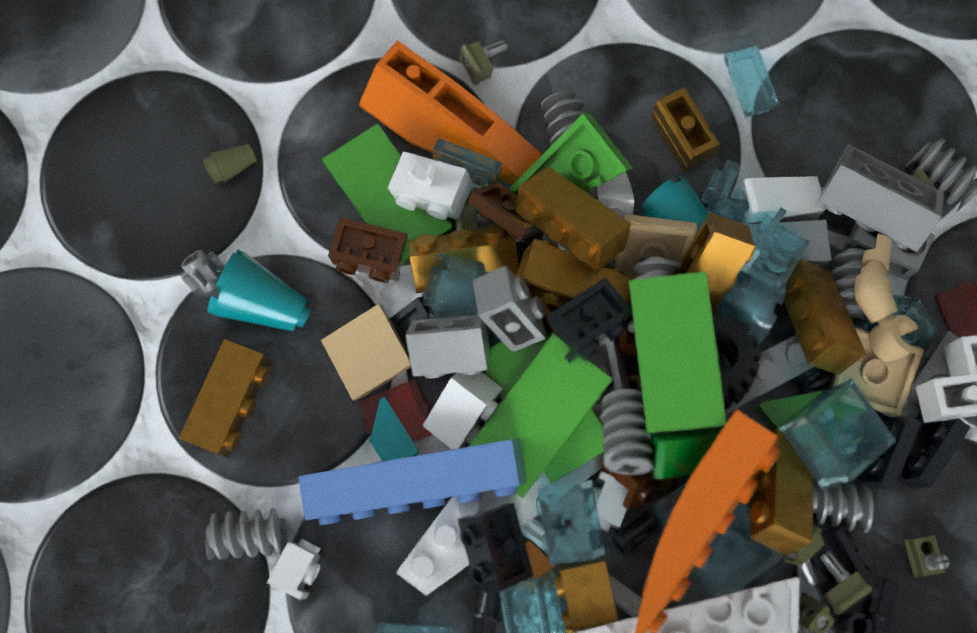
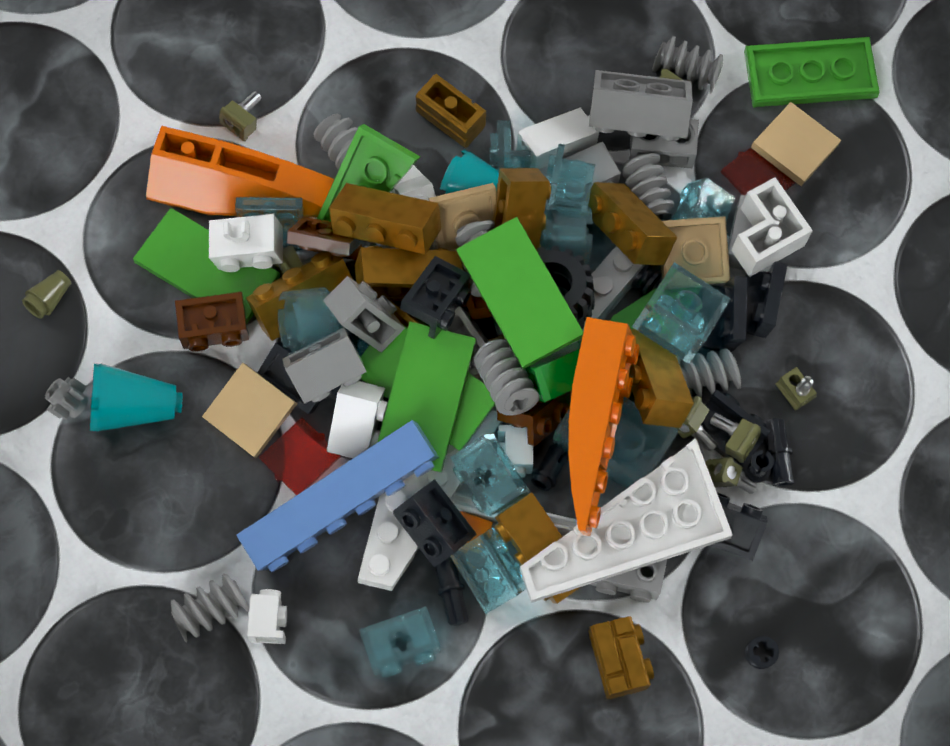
camera: 30 degrees left, 5 degrees down
(226, 399) = (139, 500): pearl gold brick -> none
(390, 436) = (299, 470): teal tile -> none
(751, 81) = (491, 47): clear light blue tile -> none
(877, 302) = (671, 192): tan piece -> none

